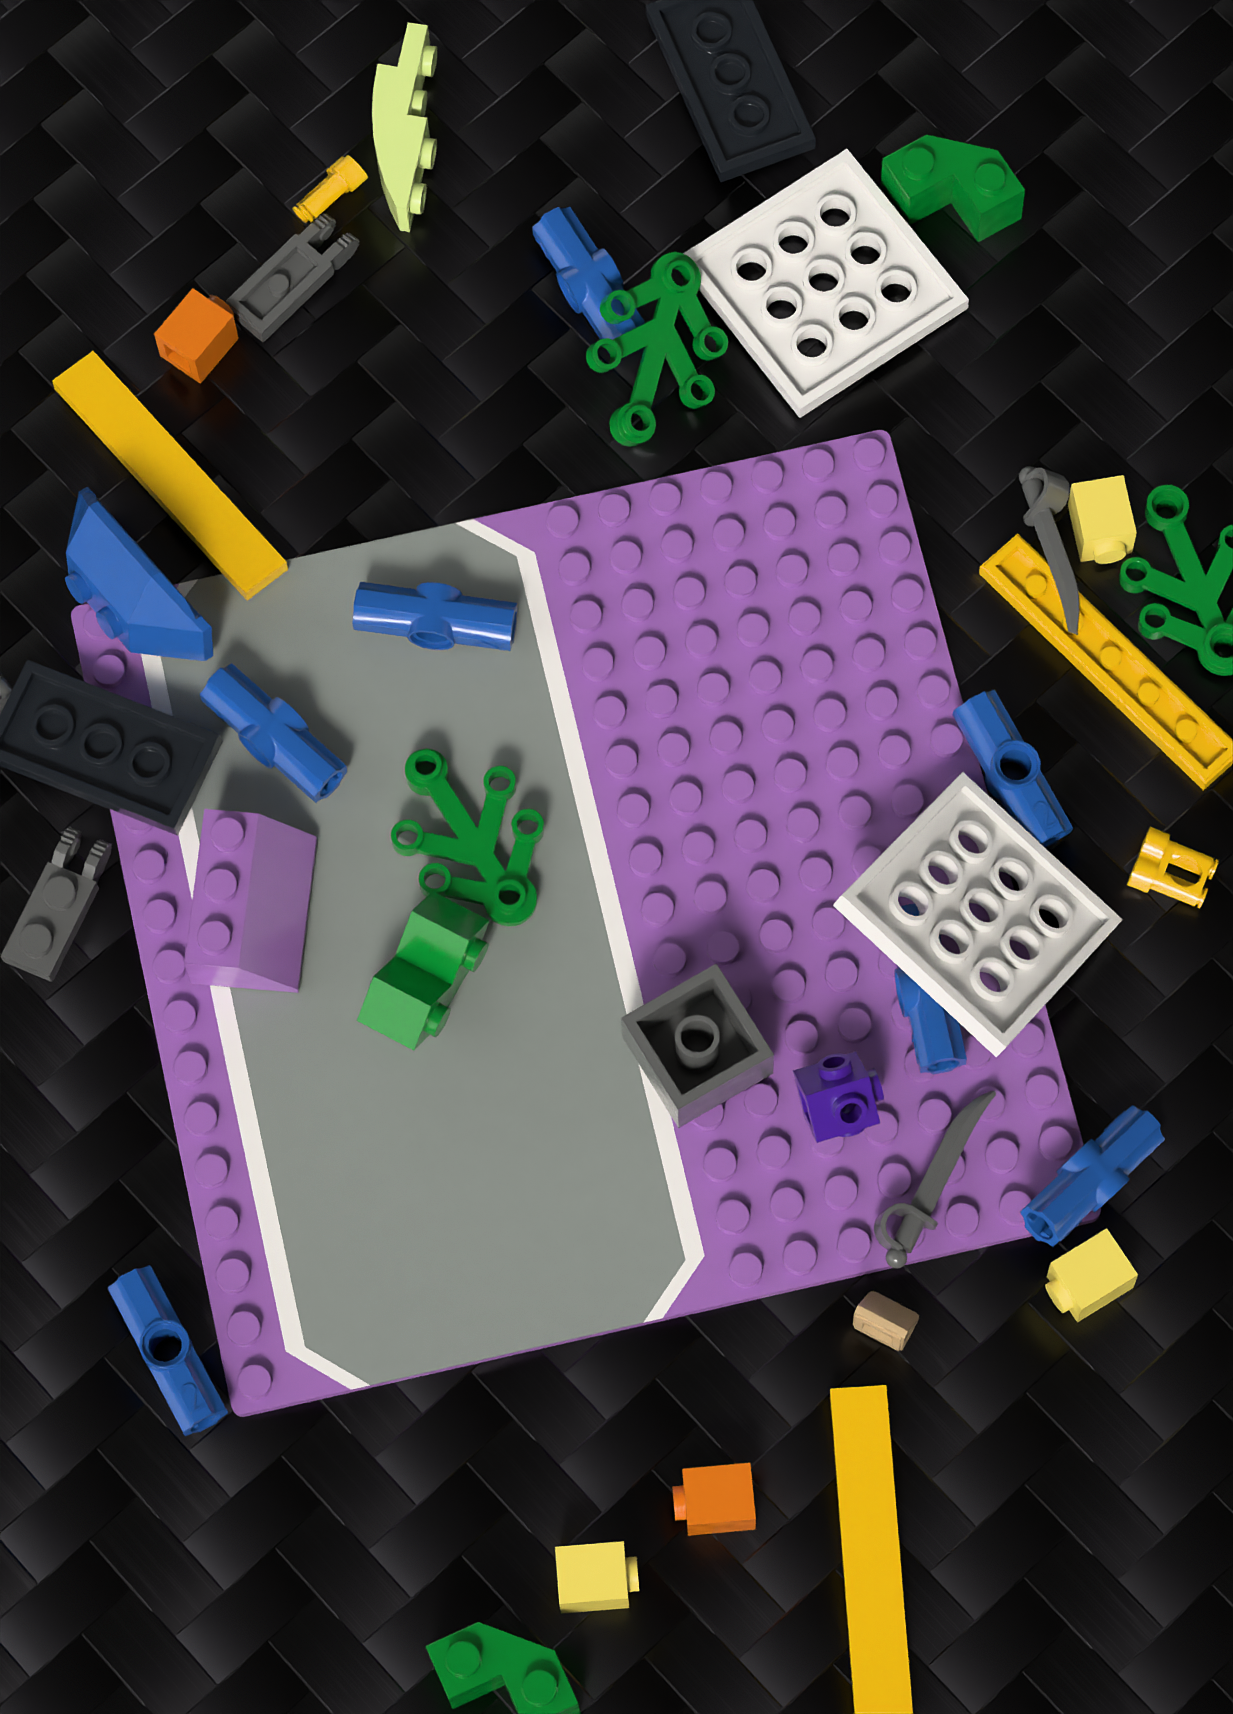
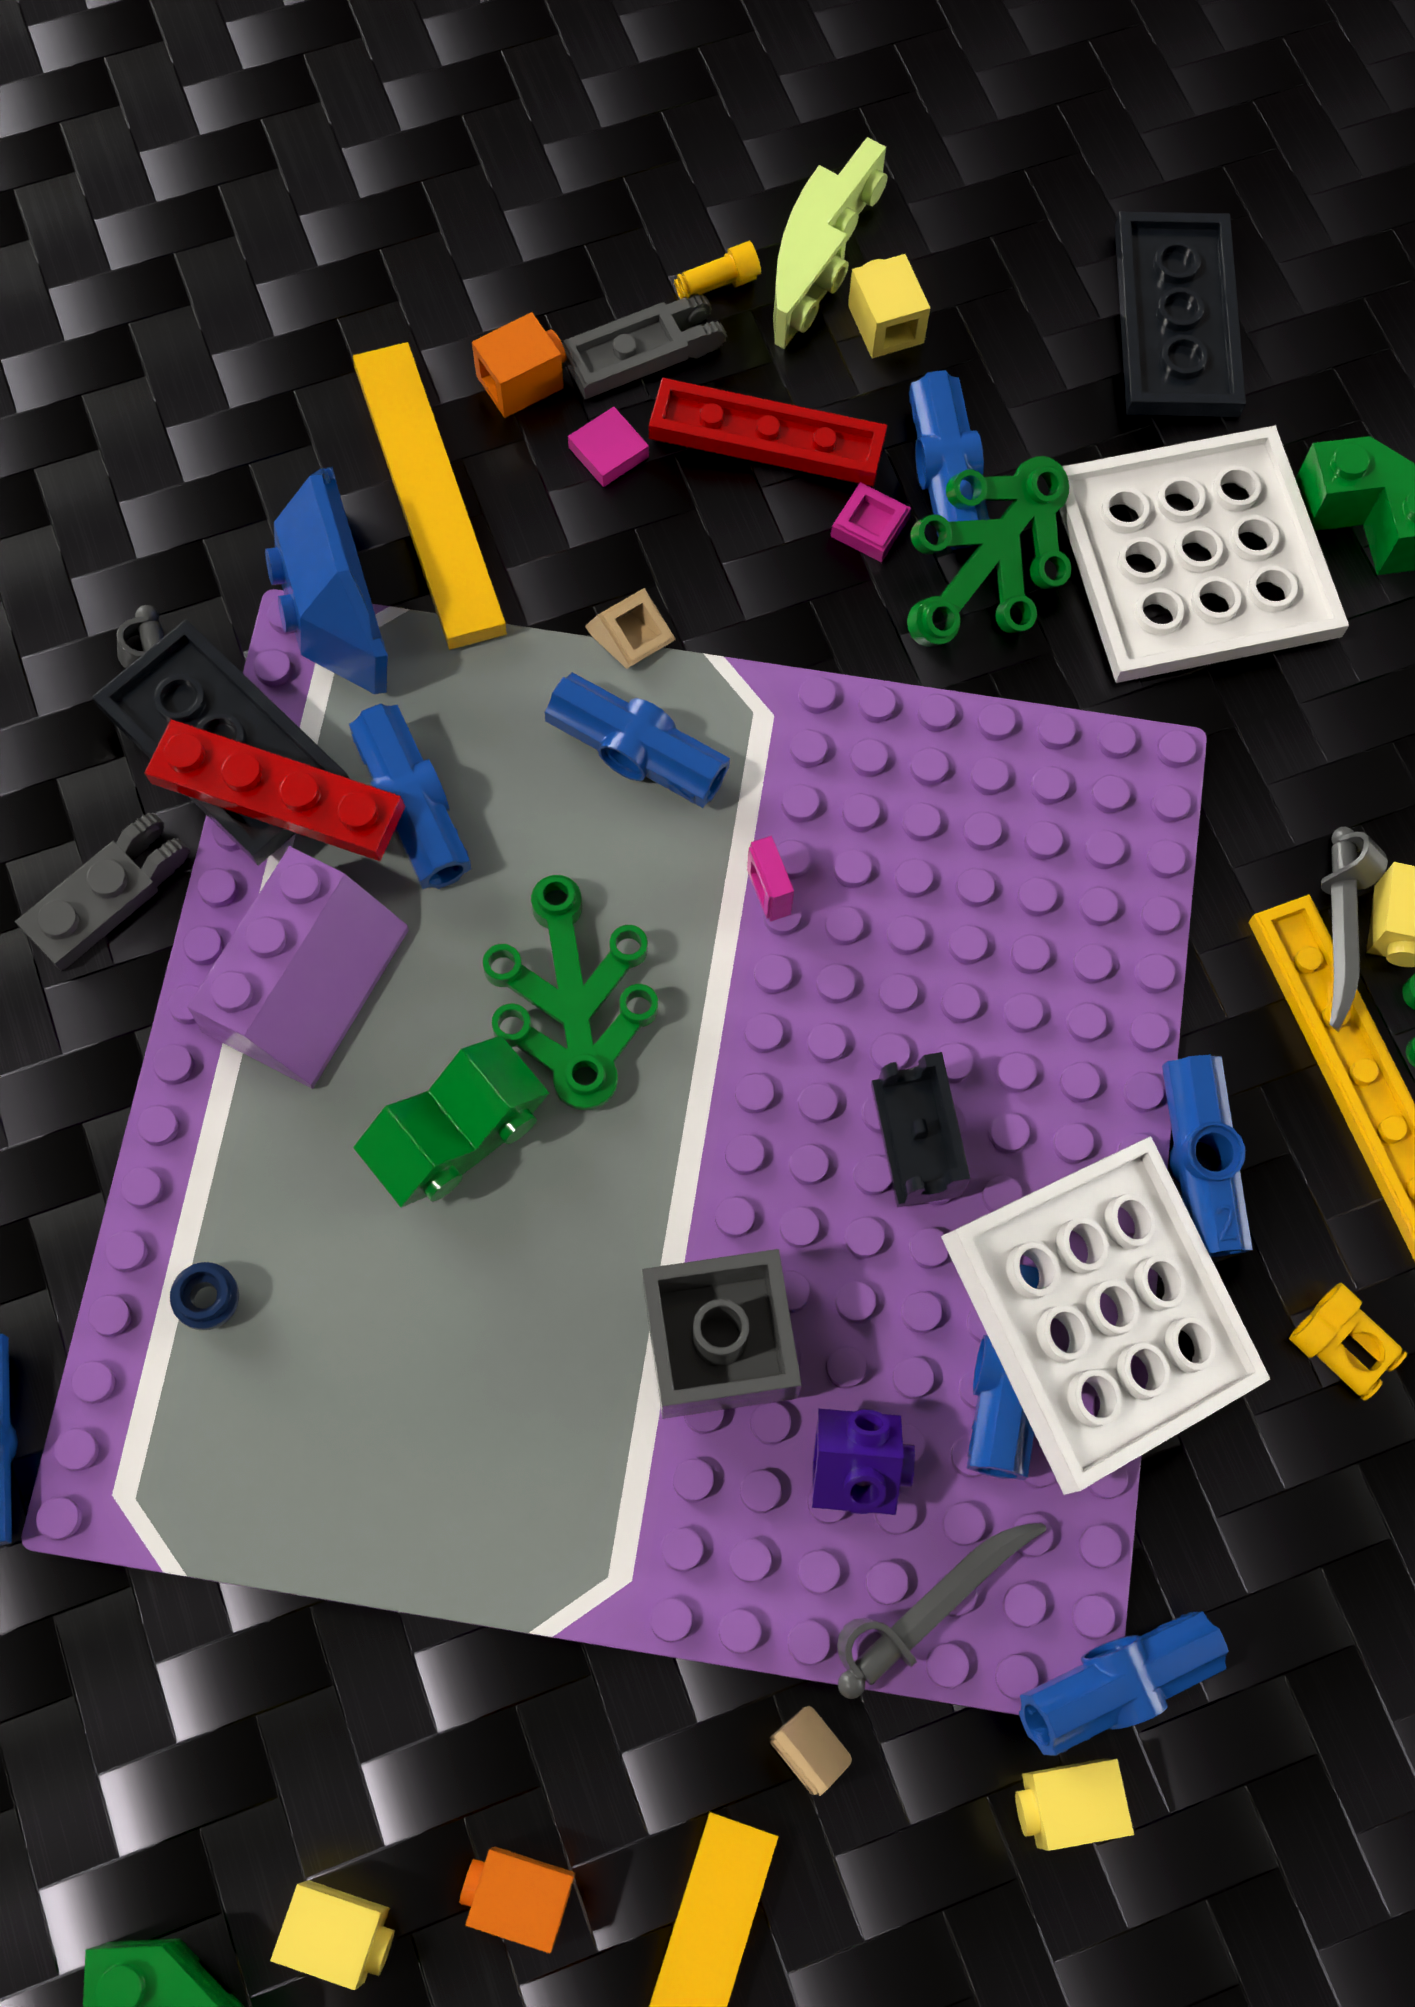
camera: 15 degrees right, 0 degrees up
(169, 769) = (275, 790): none -> red plate
(290, 1161) = (190, 1282): none -> dark blue plate
(301, 376) = (608, 446): none -> dark pink tile
(389, 526) = (631, 629): none -> tan slope
(429, 313) = (767, 431): none -> red plate
(484, 163) = (888, 305): none -> light yellow brick
(546, 358) = (870, 522): none -> dark pink tile
(590, 687) = (770, 879): none -> dark pink tile
(786, 838) = (920, 1132): none -> black hinge

